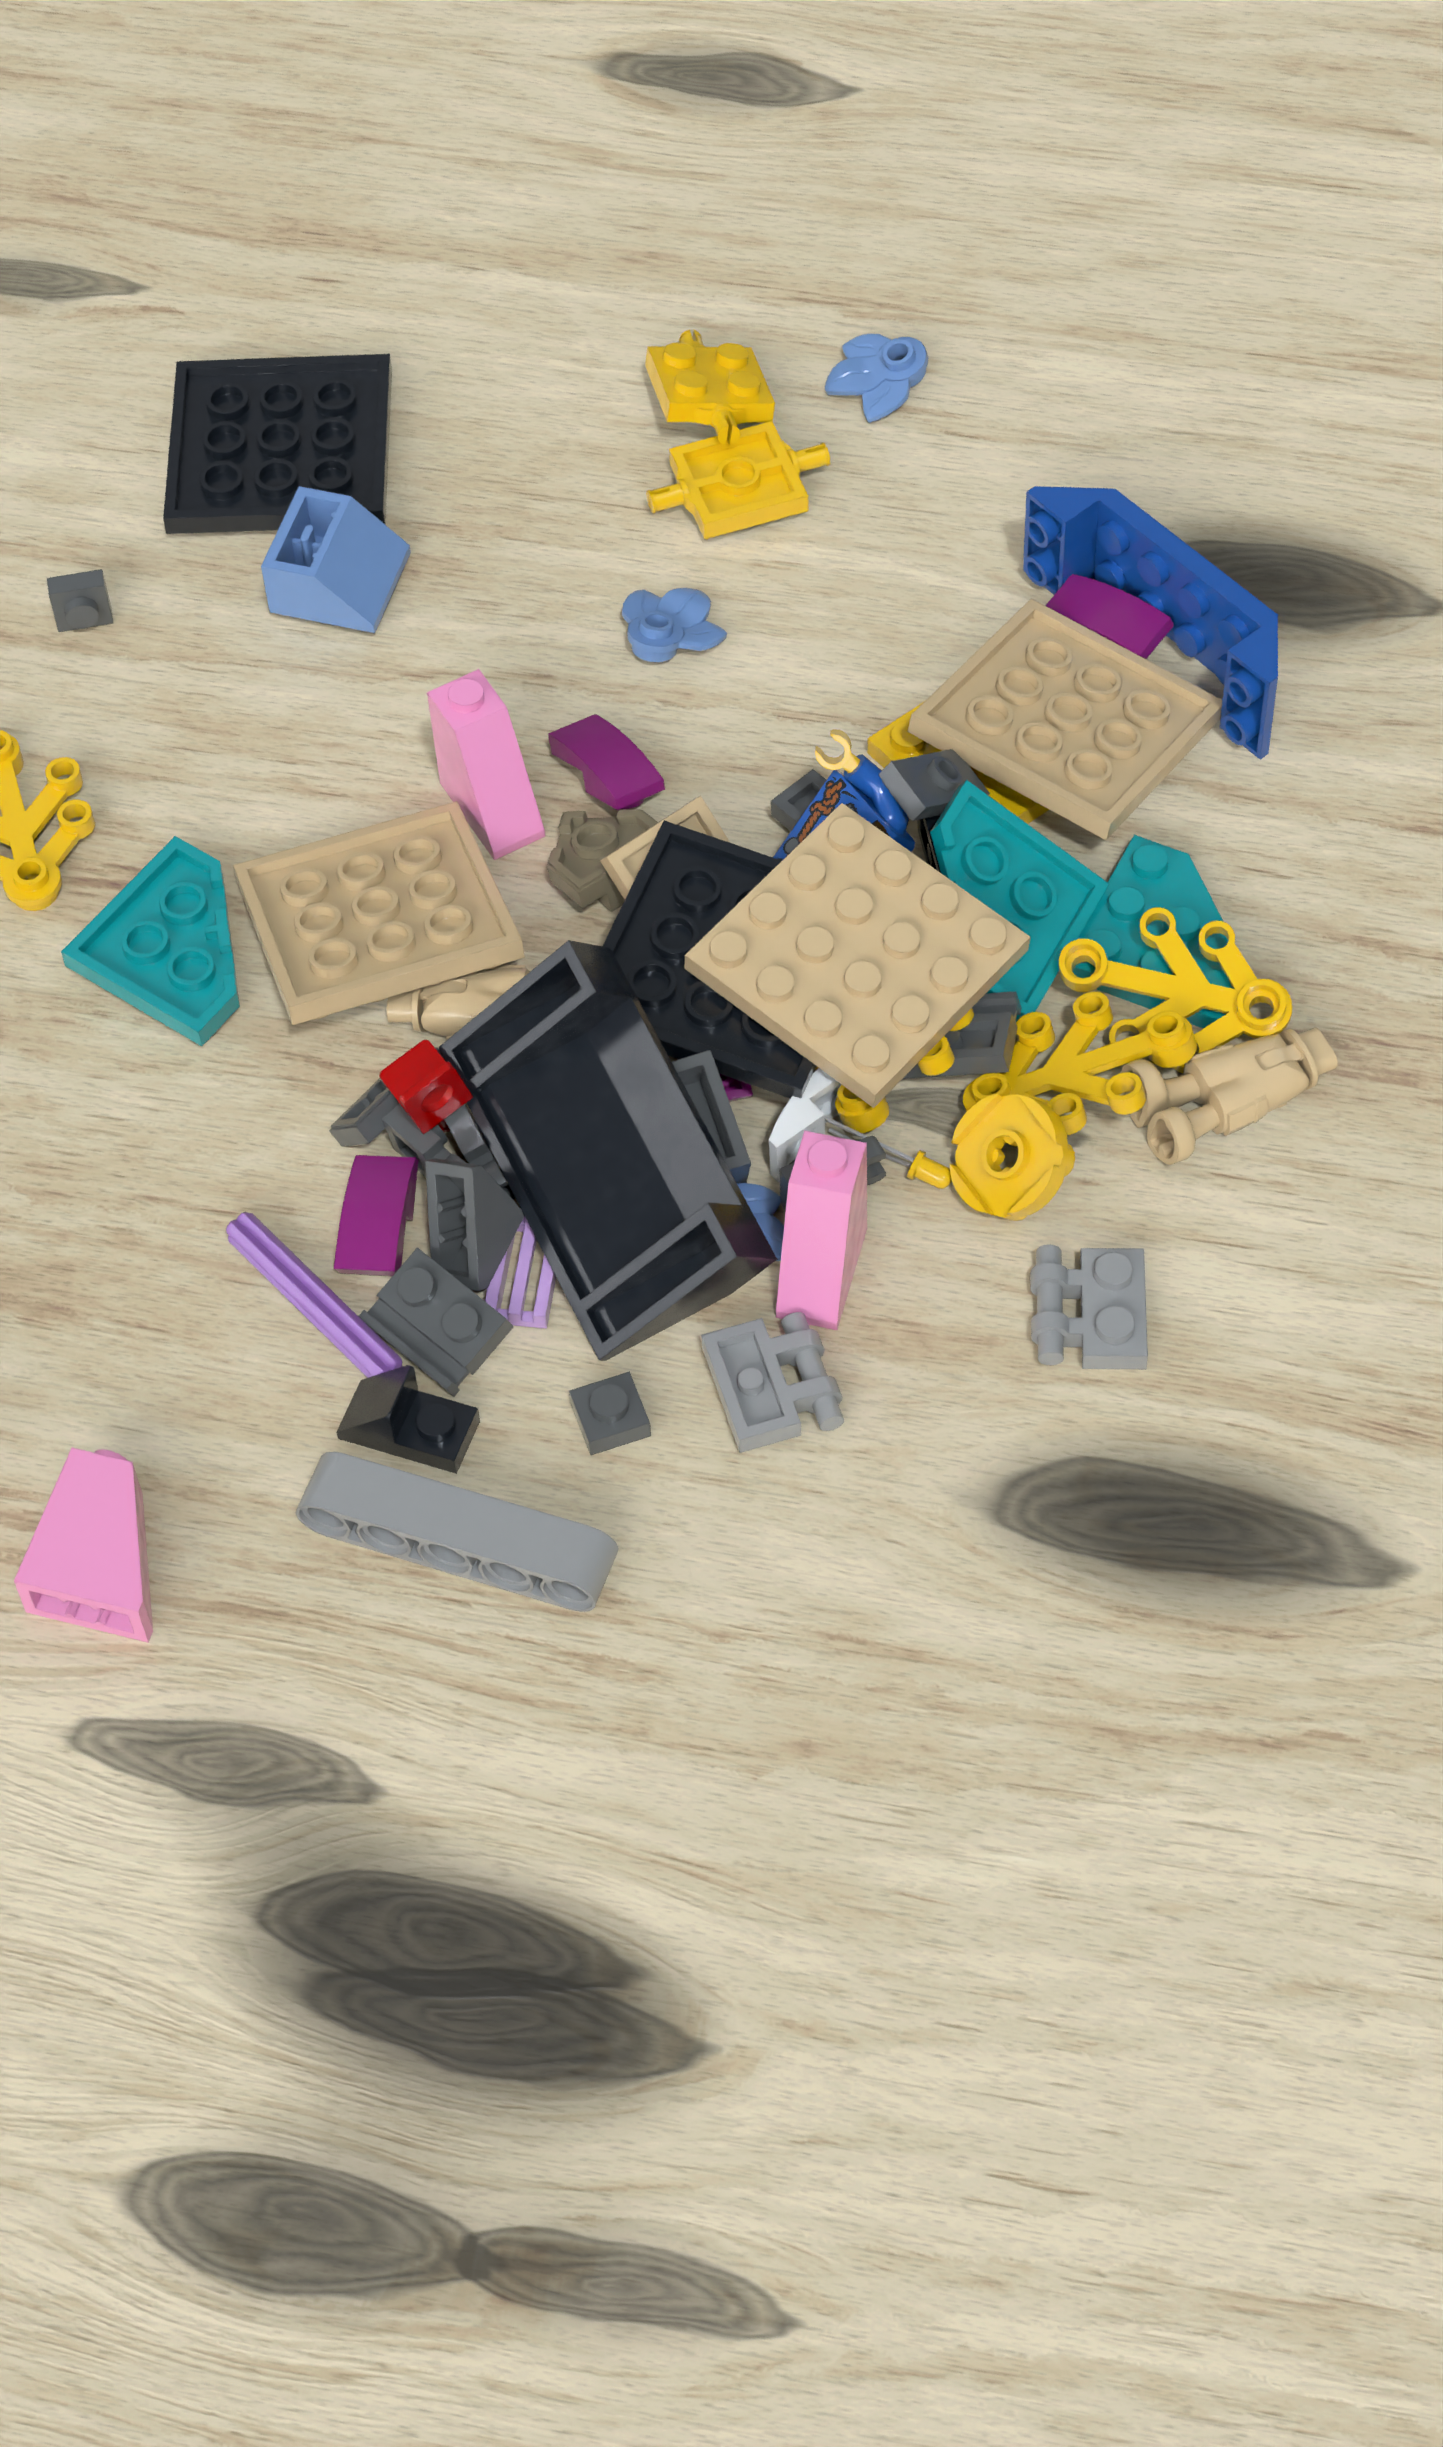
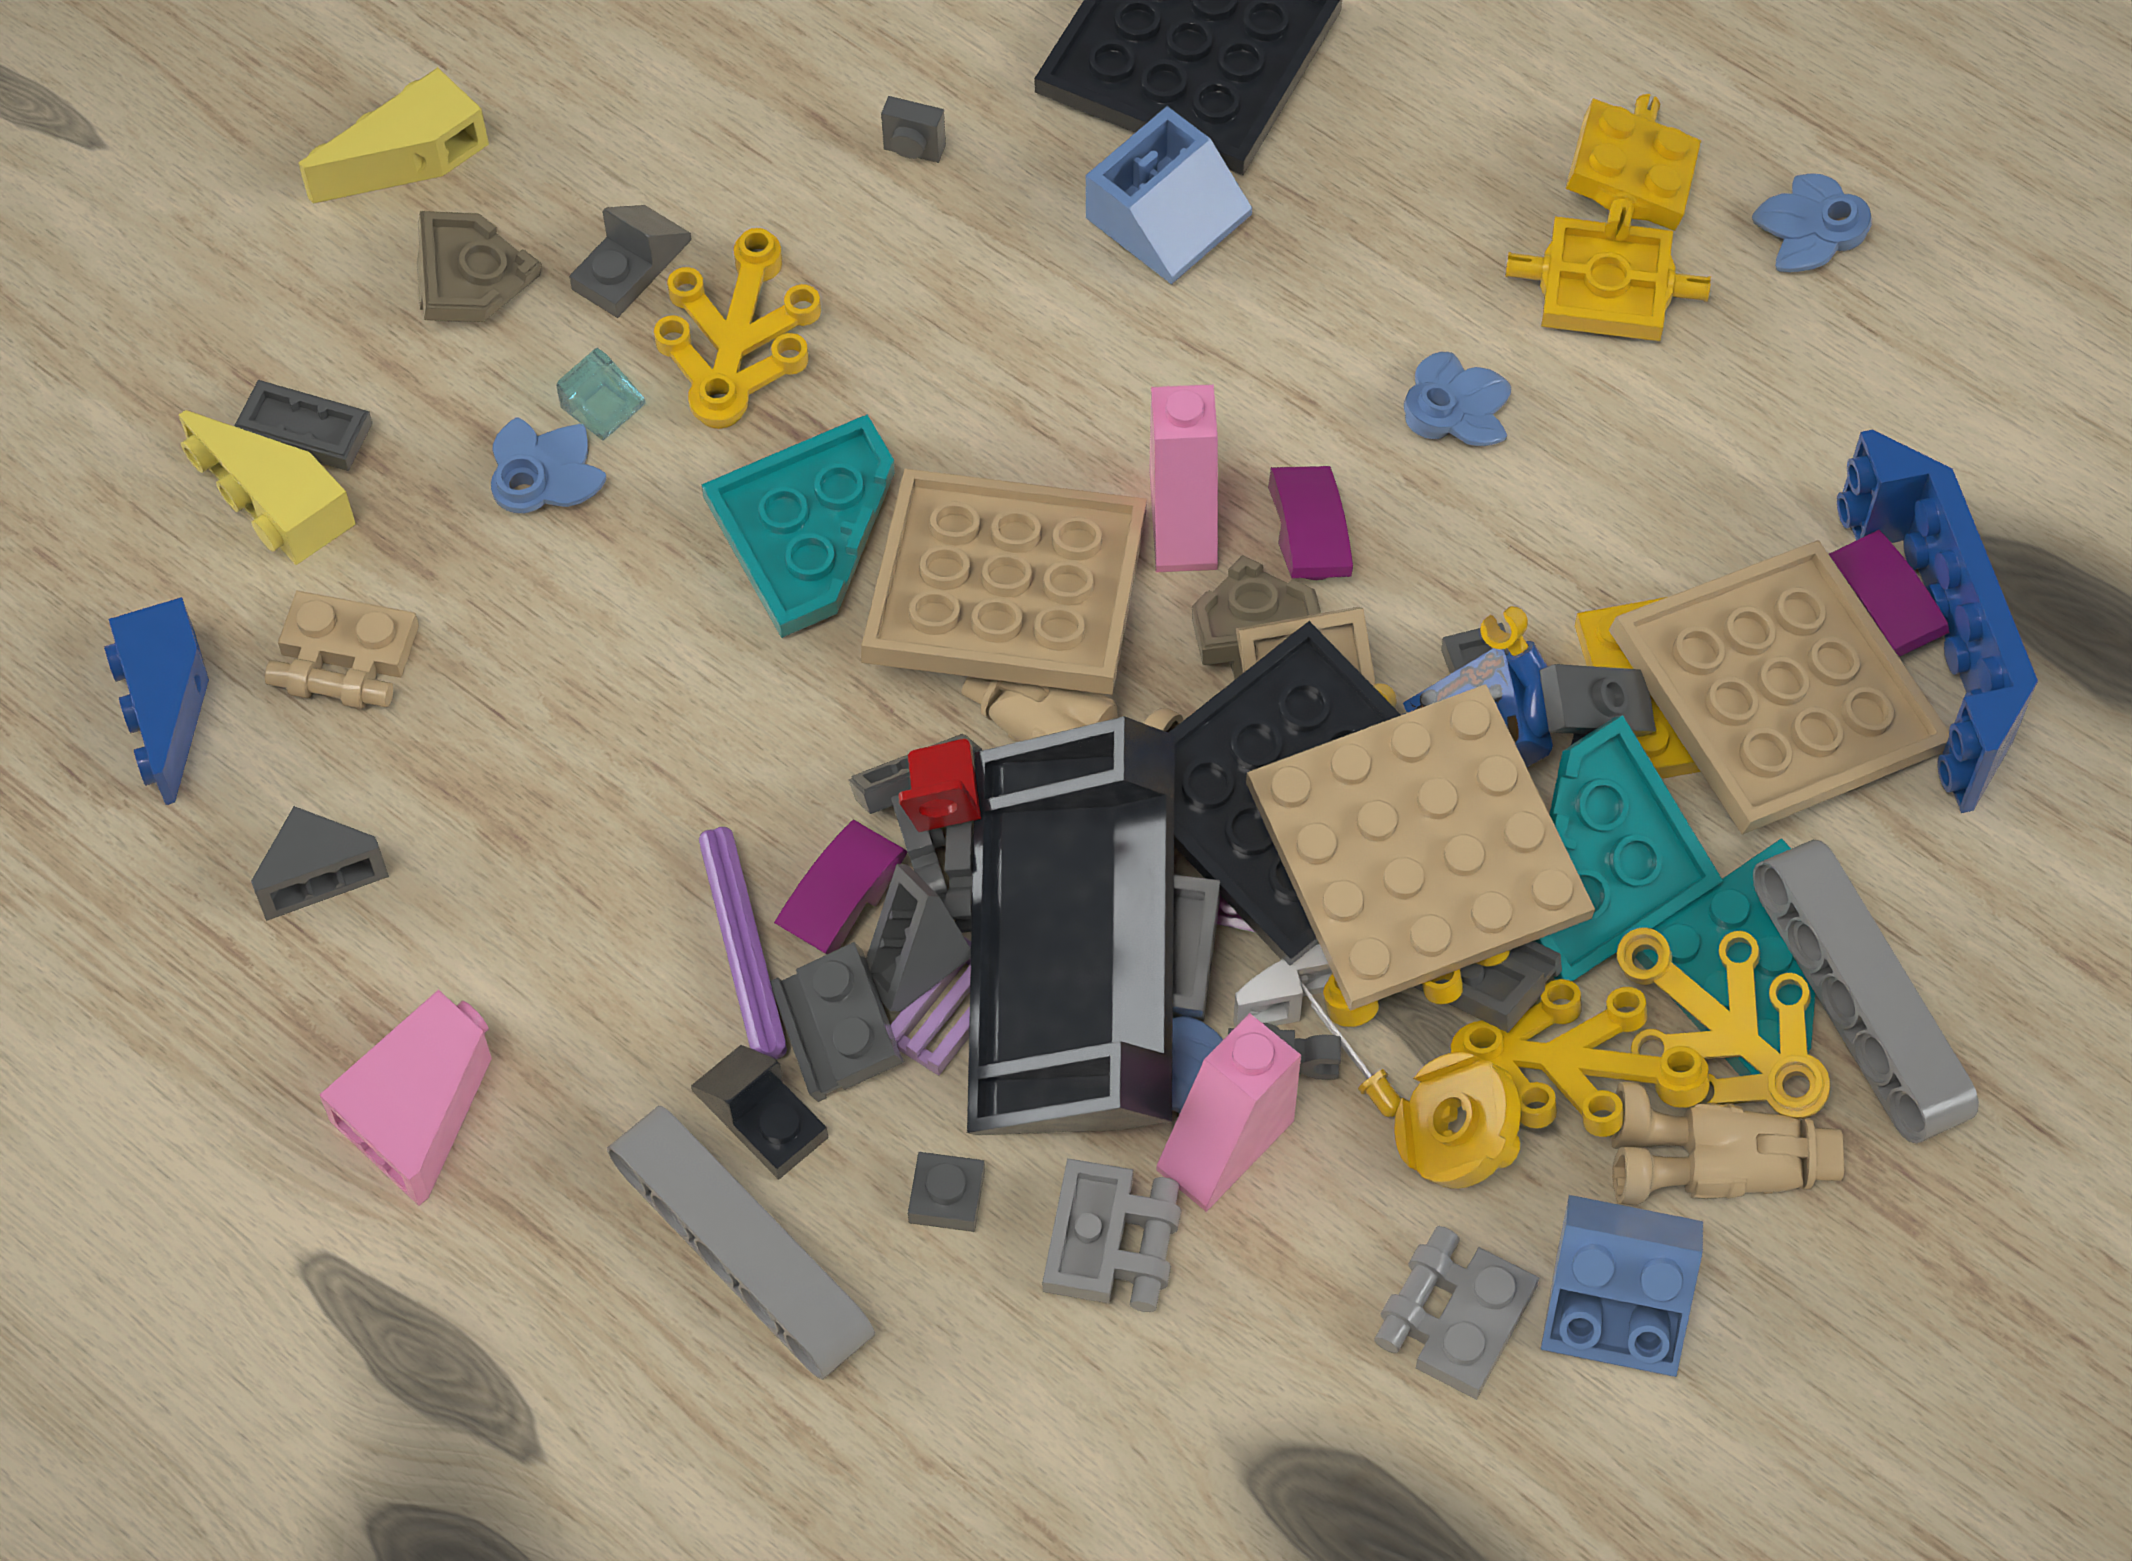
camera: 25 degrees right, 5 degrees up
(1215, 1222) = (1623, 1285): none -> medium blue slope
(1273, 913) = (1865, 991): none -> light grey beam

